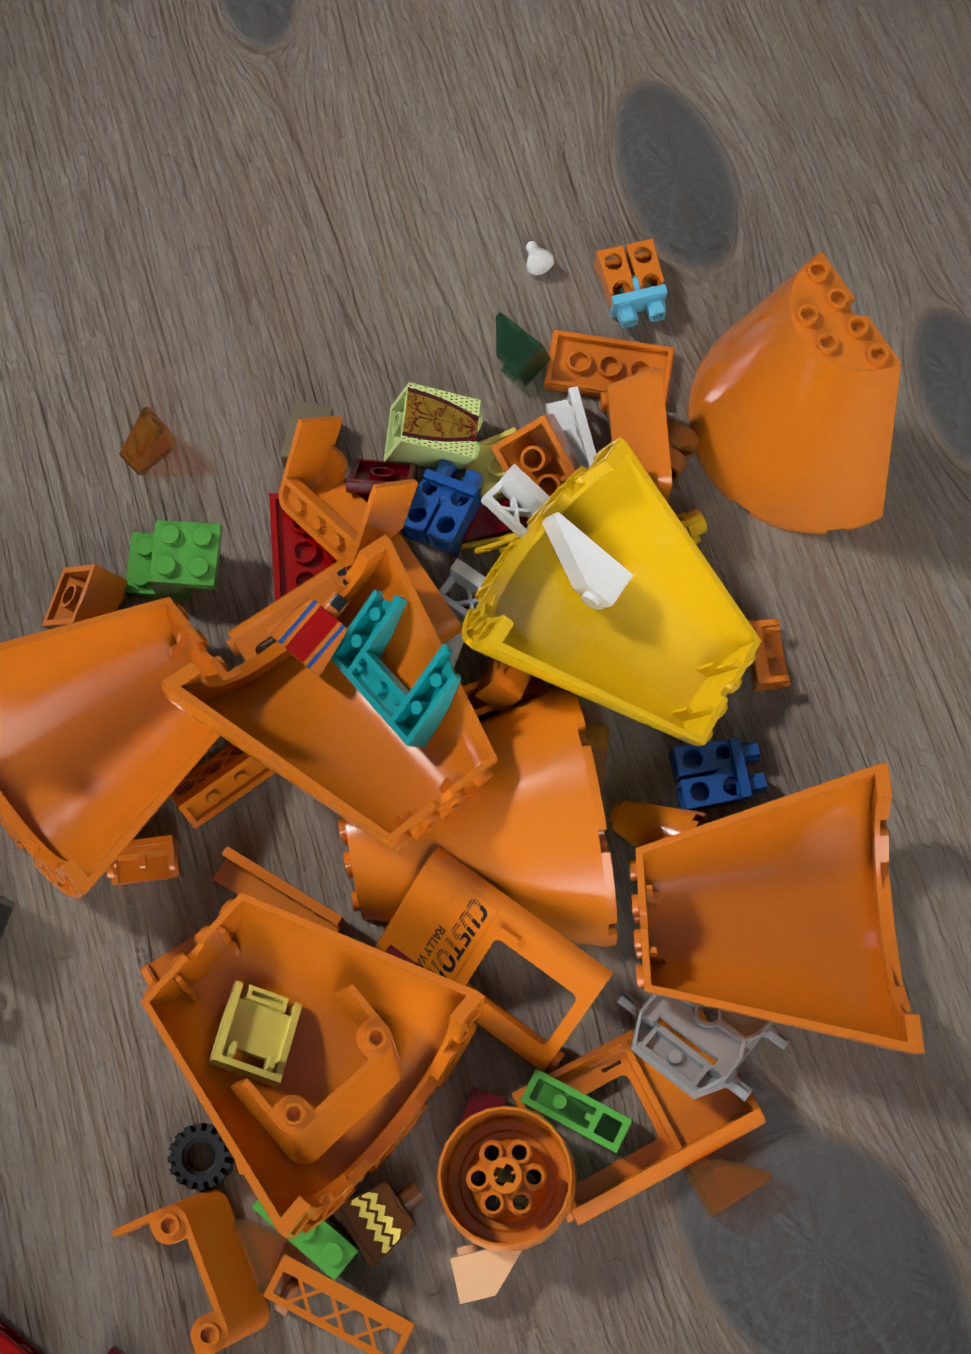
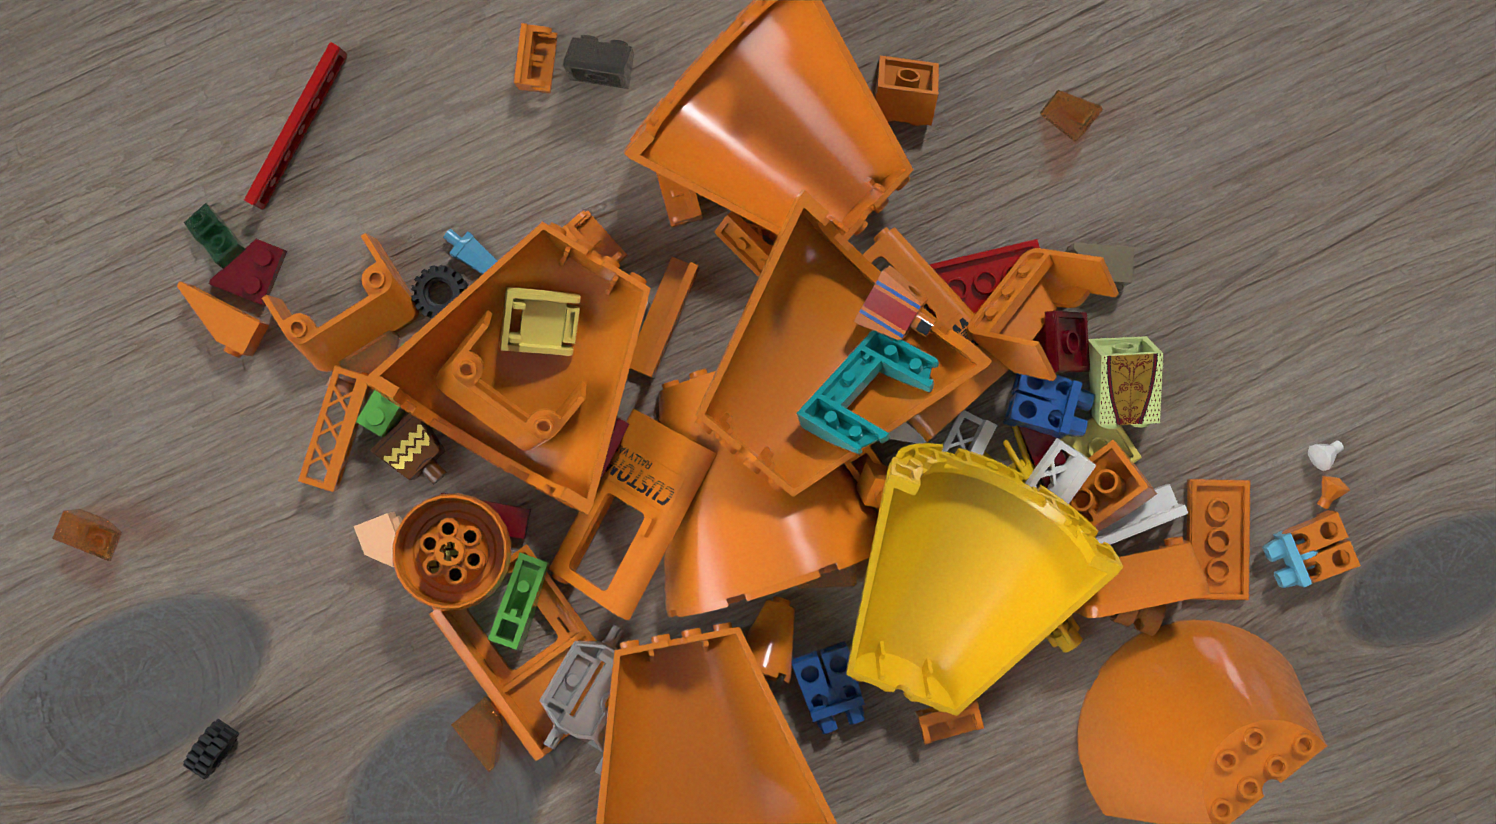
camera: 85 degrees right, 15 degrees up
(163, 1112) = (469, 251): none -> dark azure bar
(174, 560) = (957, 164): bright green bracket -> none
(518, 351) = (1219, 450): clear green slope -> none
(574, 257) = (1331, 490): none -> orange rock
(586, 564) = (1001, 548): white slope -> none

